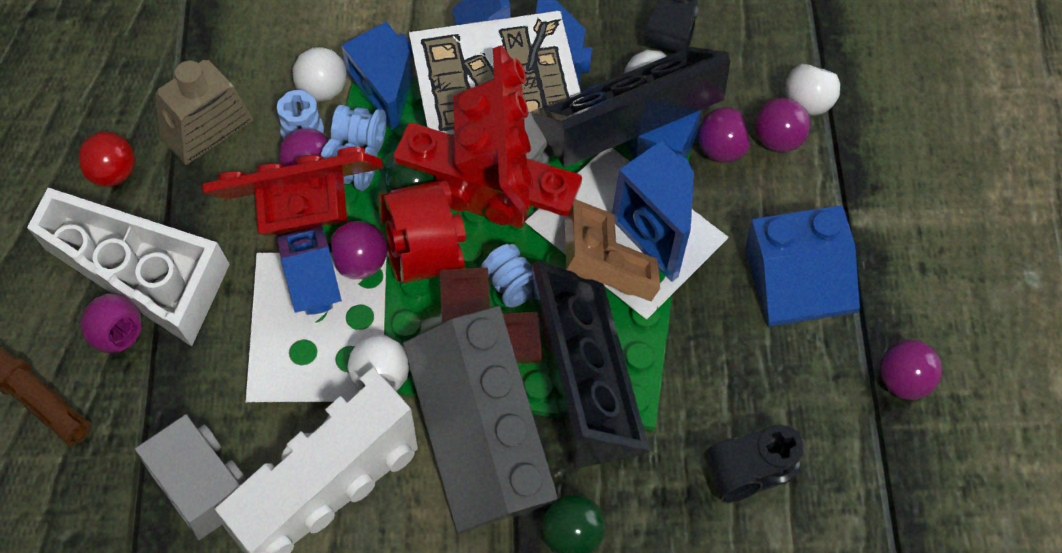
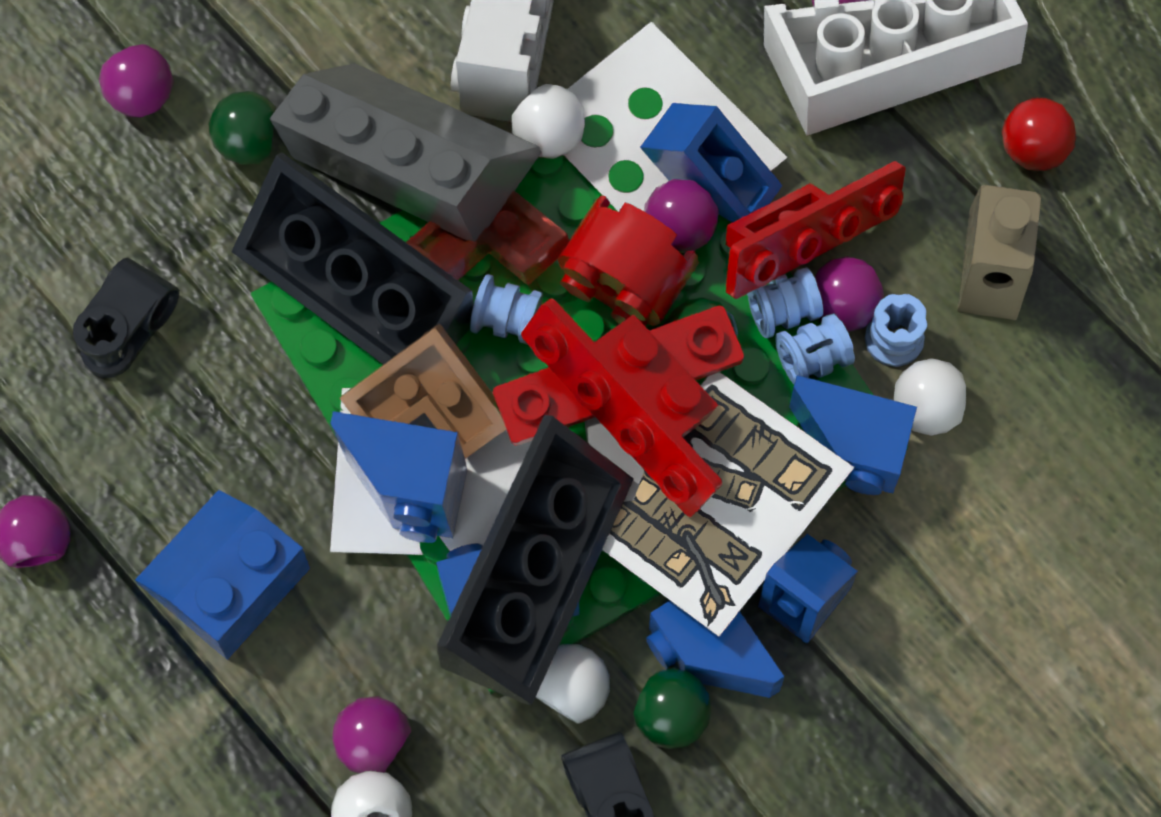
camera: 140 degrees right, 10 degrees up
(607, 30) = (673, 709): none -> dark green piece
(723, 135) = (415, 668): magenta piece -> none

